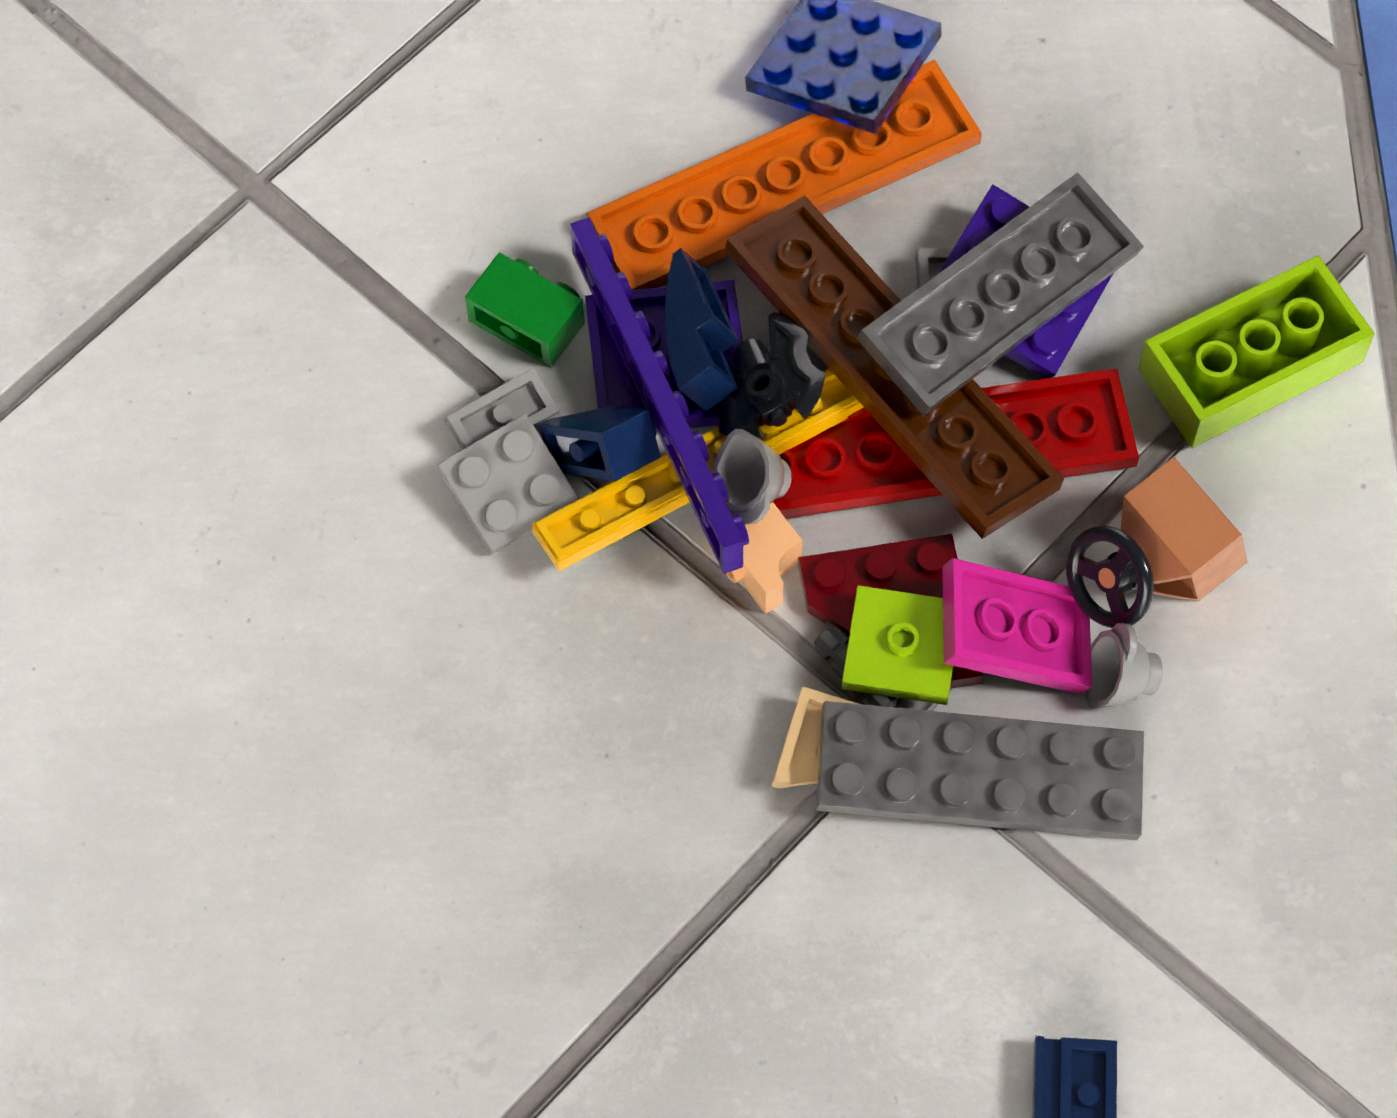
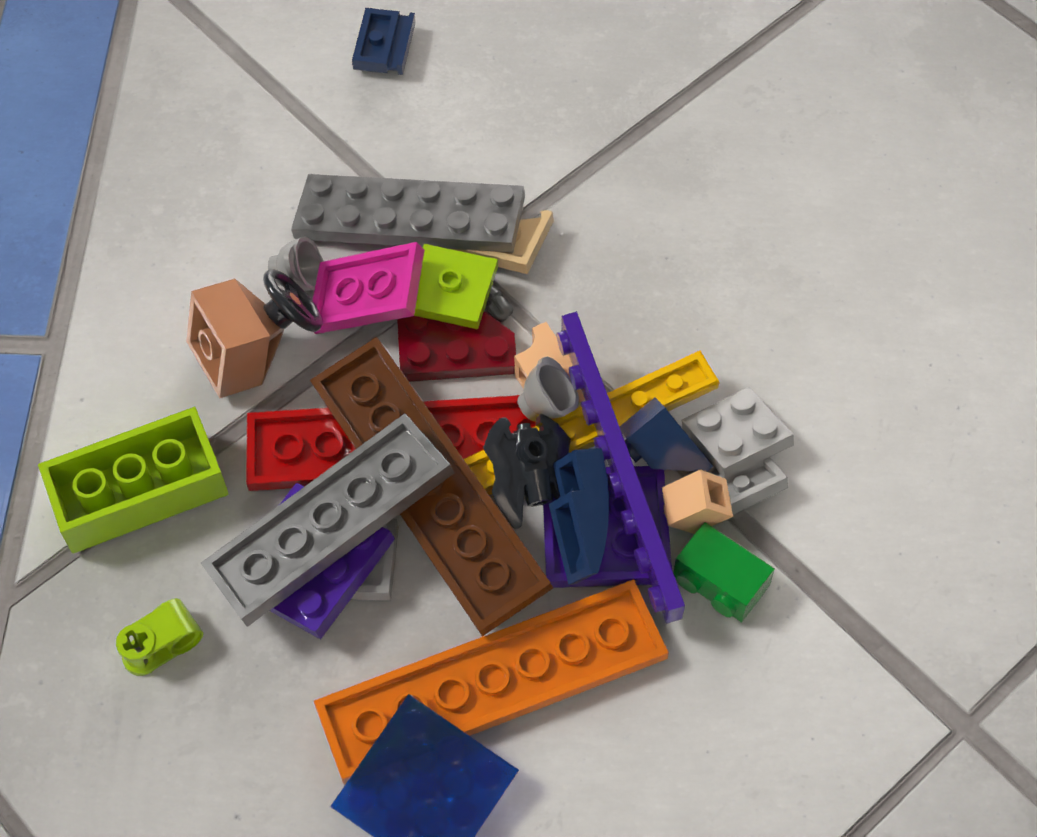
camera: 175 degrees left, 5 degrees down
(558, 364) = (696, 500): none -> light nougat brick
(1174, 187) = (161, 636): none -> lime piece

